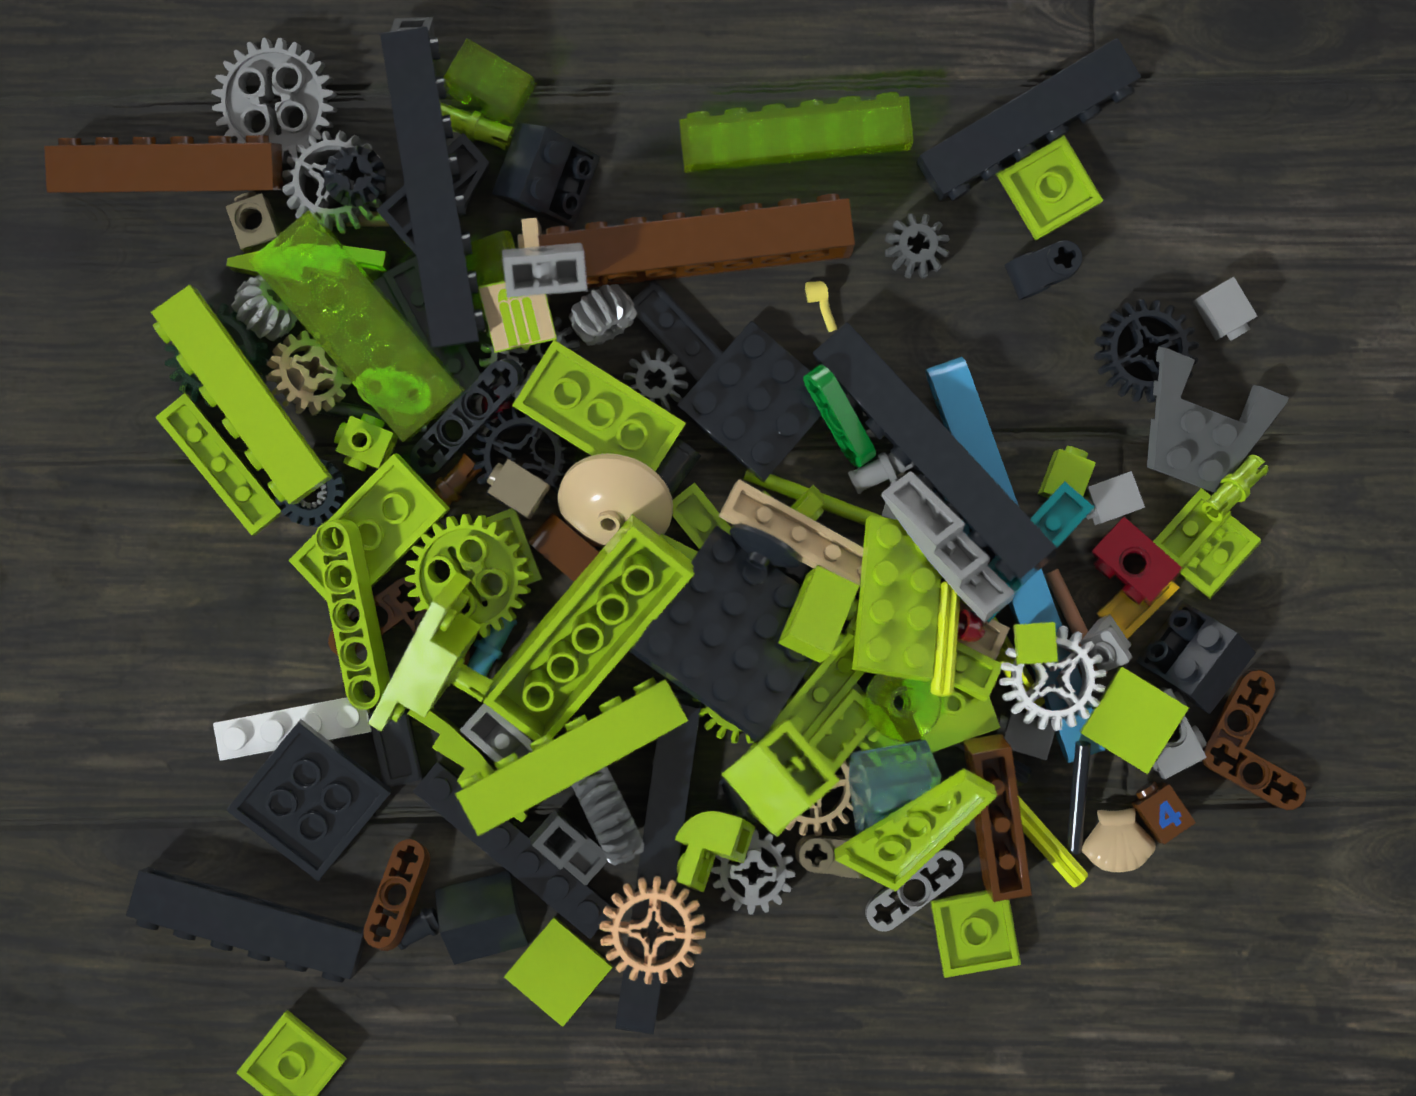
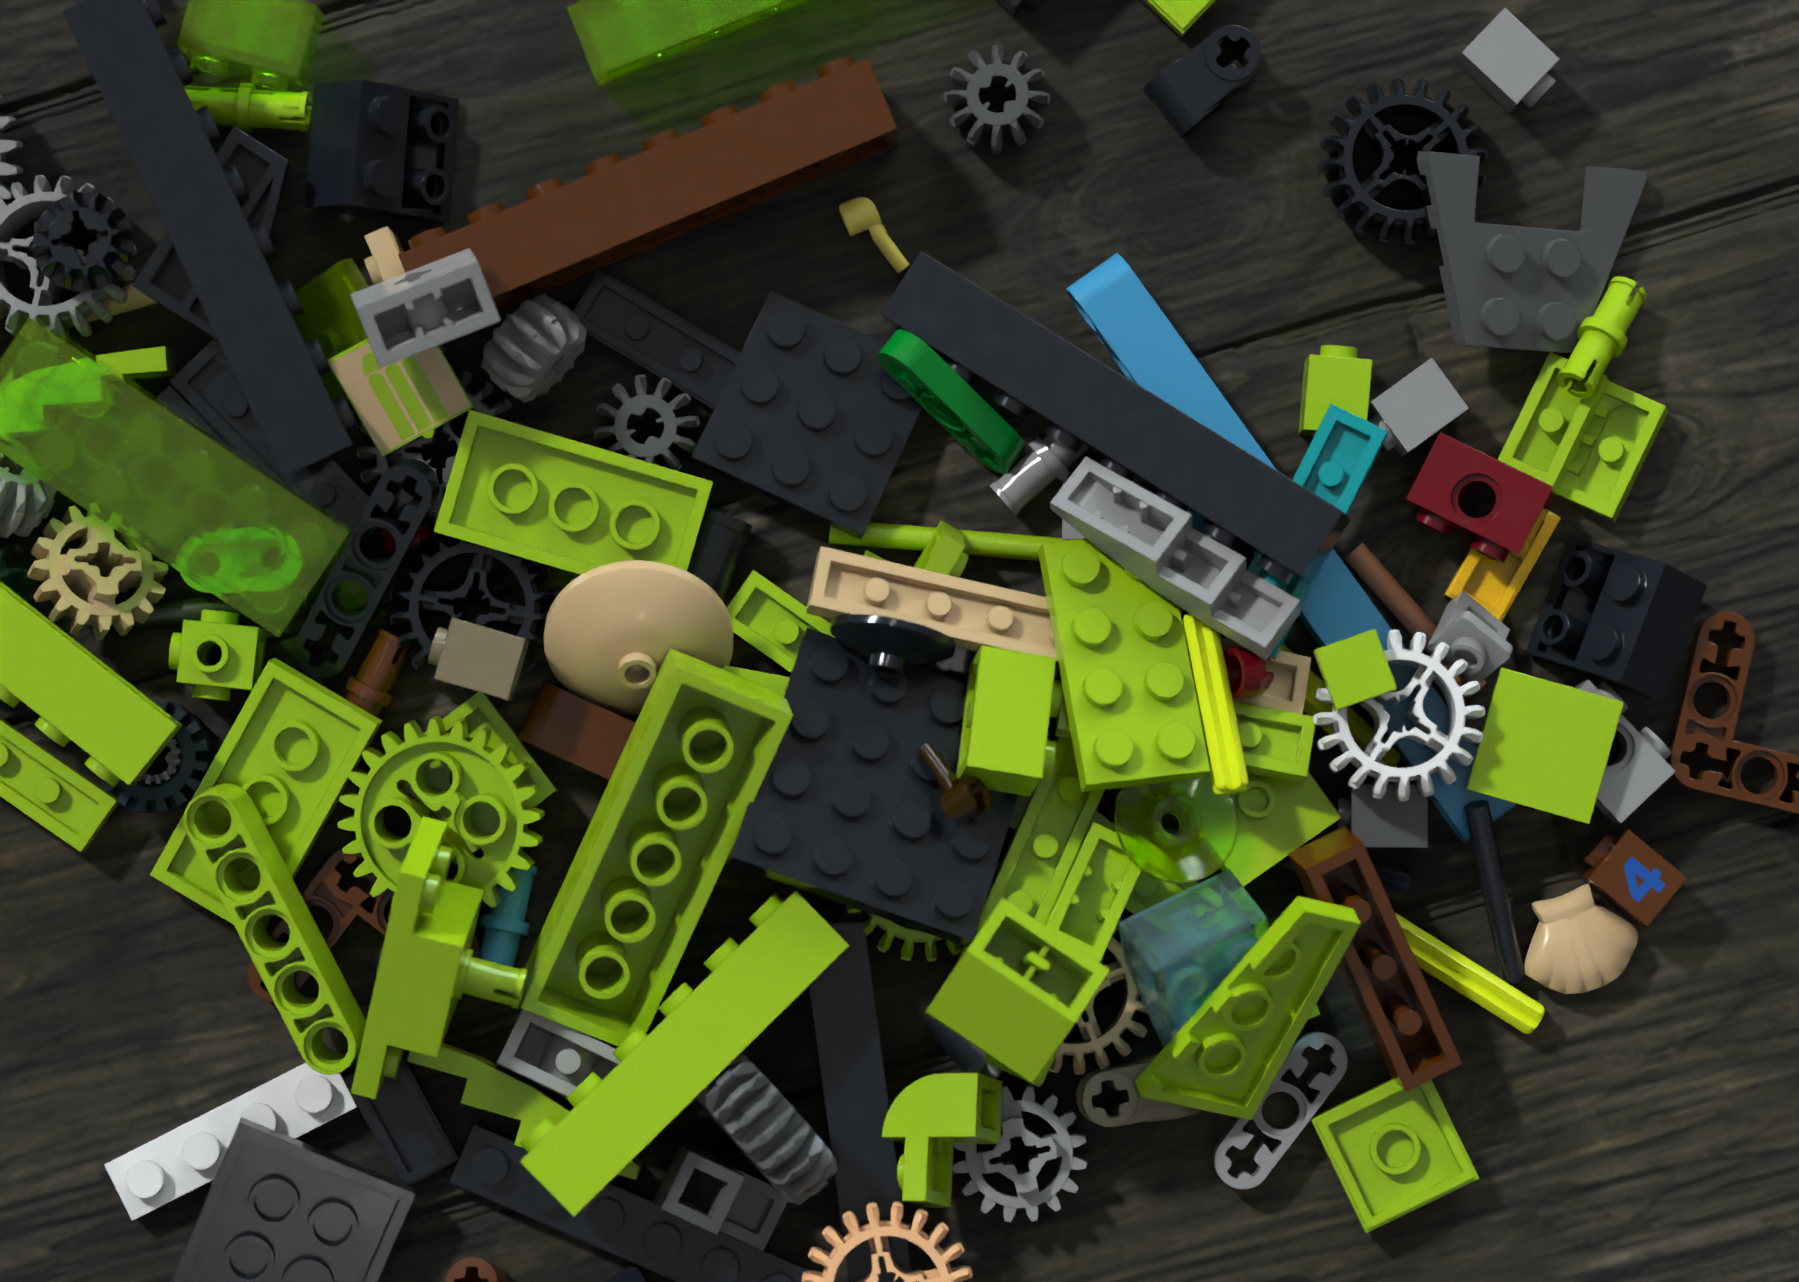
camera: 20 degrees left, 0 degrees up
(778, 652) = (959, 798): none -> dark brown hand

